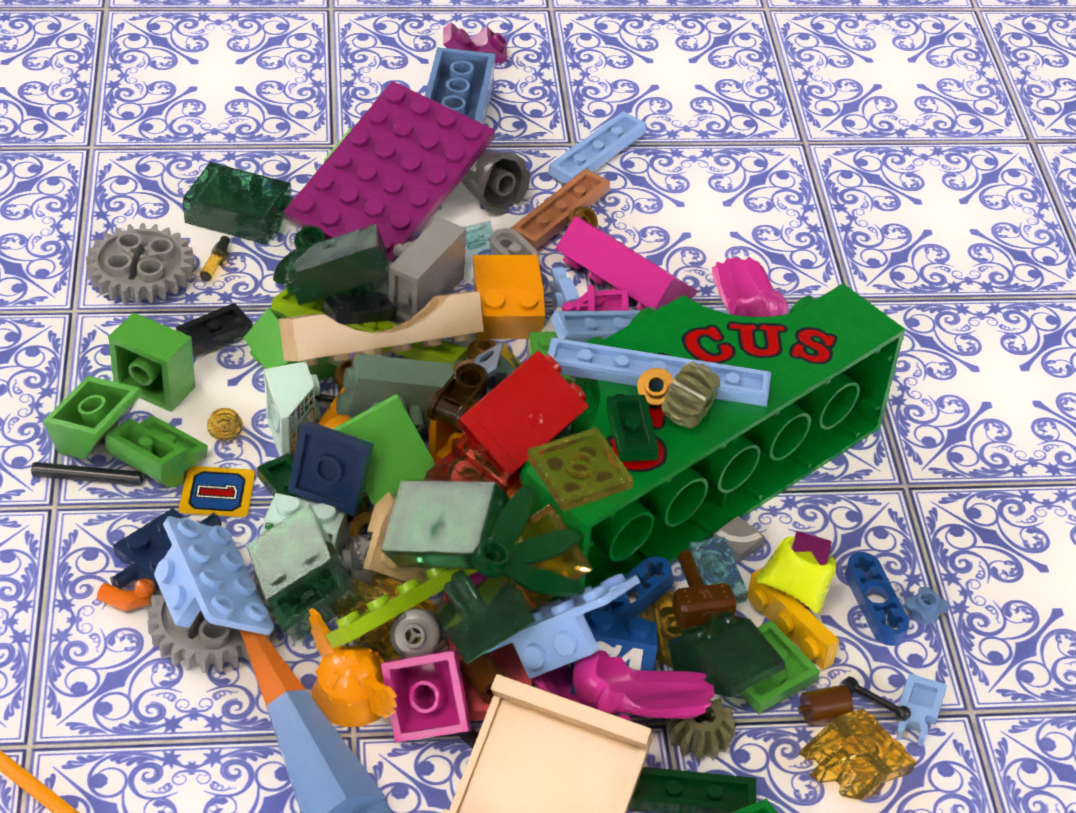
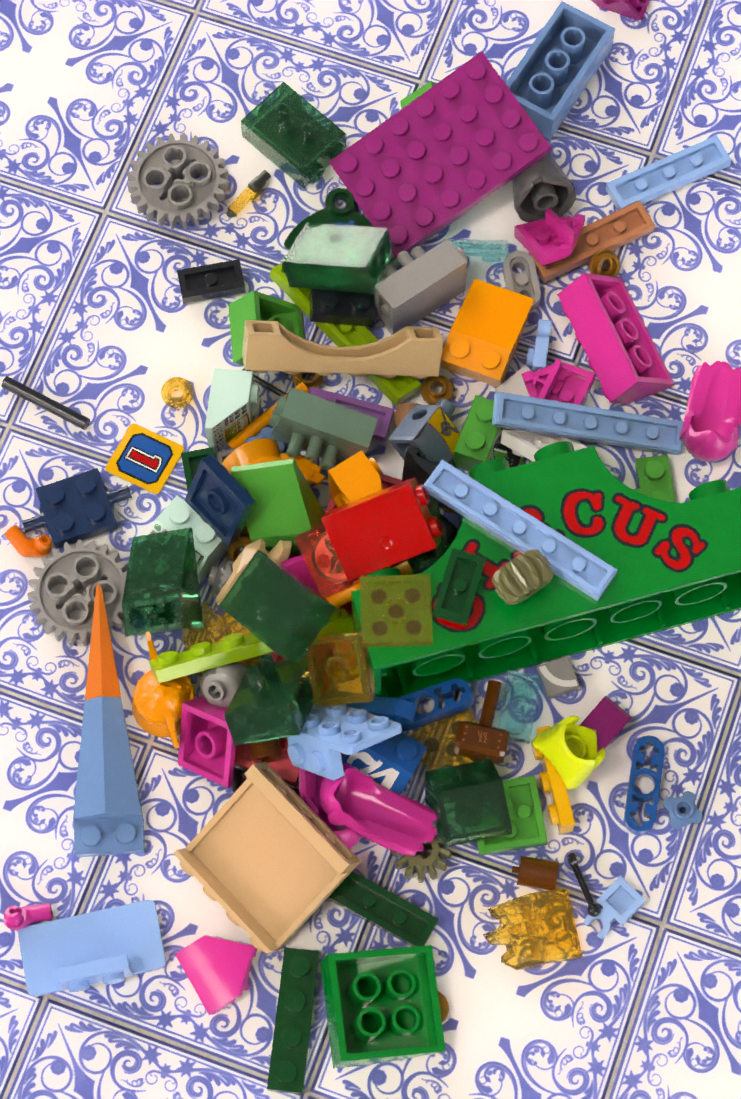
camera: 30 degrees right, 25 degrees up
(88, 414) = (62, 351): bright green slope -> none
(153, 360) = (137, 309): bright green brick -> none
(155, 449) = (106, 403): bright green brick -> none
(209, 576) = (87, 566): light blue bracket -> none
(458, 394) = (343, 484): dark brown piece -> none
(502, 557) = (328, 669): dark green plant -> none
(524, 208) = (550, 238): none -> dark pink slope
(648, 376) = (505, 540): plate -> none

